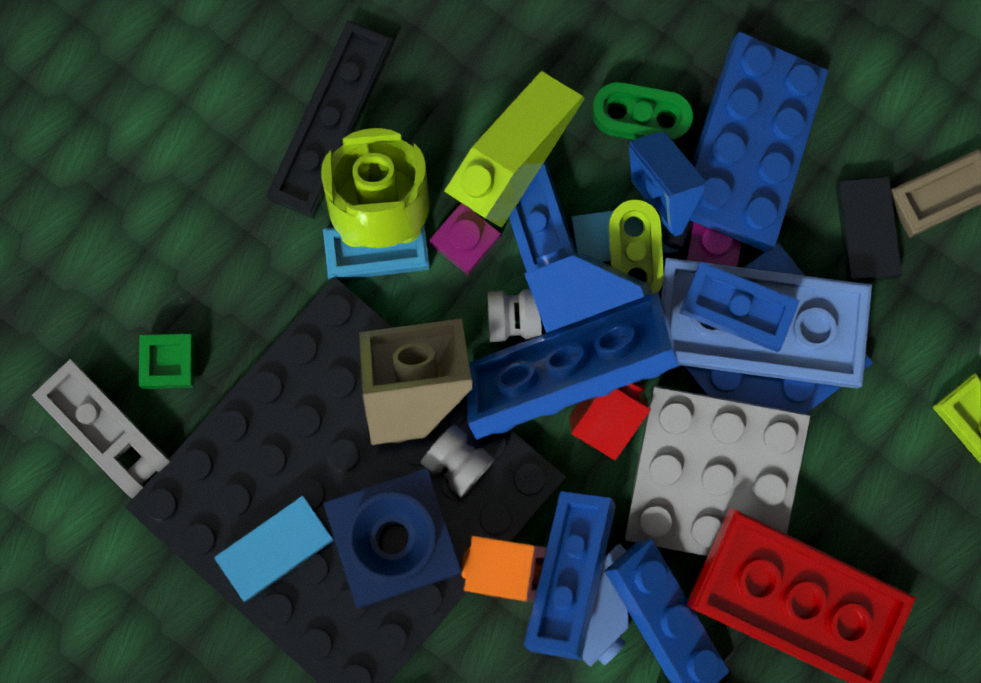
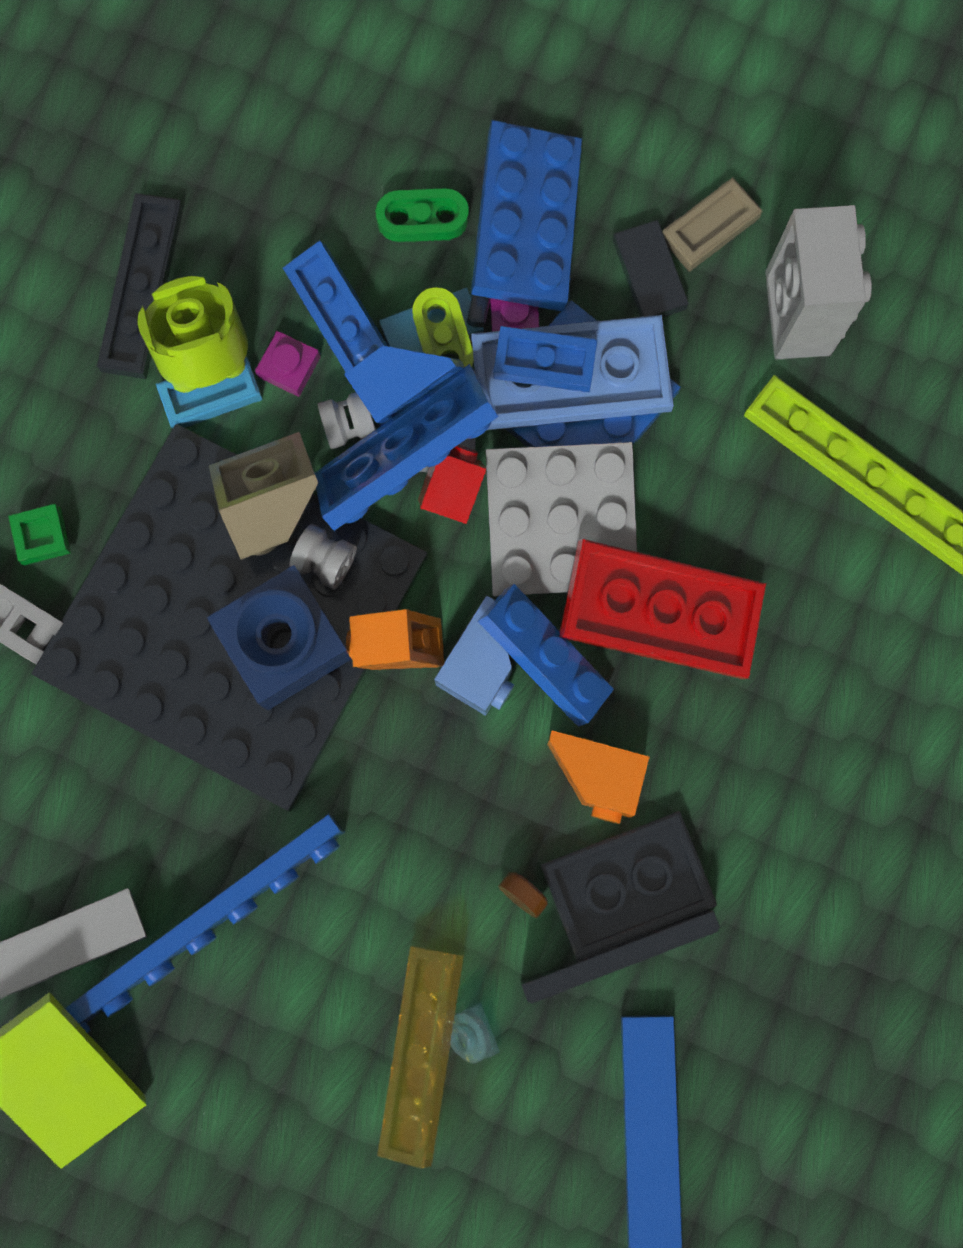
camera: 10 degrees left, 0 degrees up
(274, 549) = (174, 675): dark azure tile -> none
(514, 149) = (310, 270): lime slope -> none
(570, 575) = (447, 632): blue plate -> none
(665, 179) = (454, 264): blue slope -> none

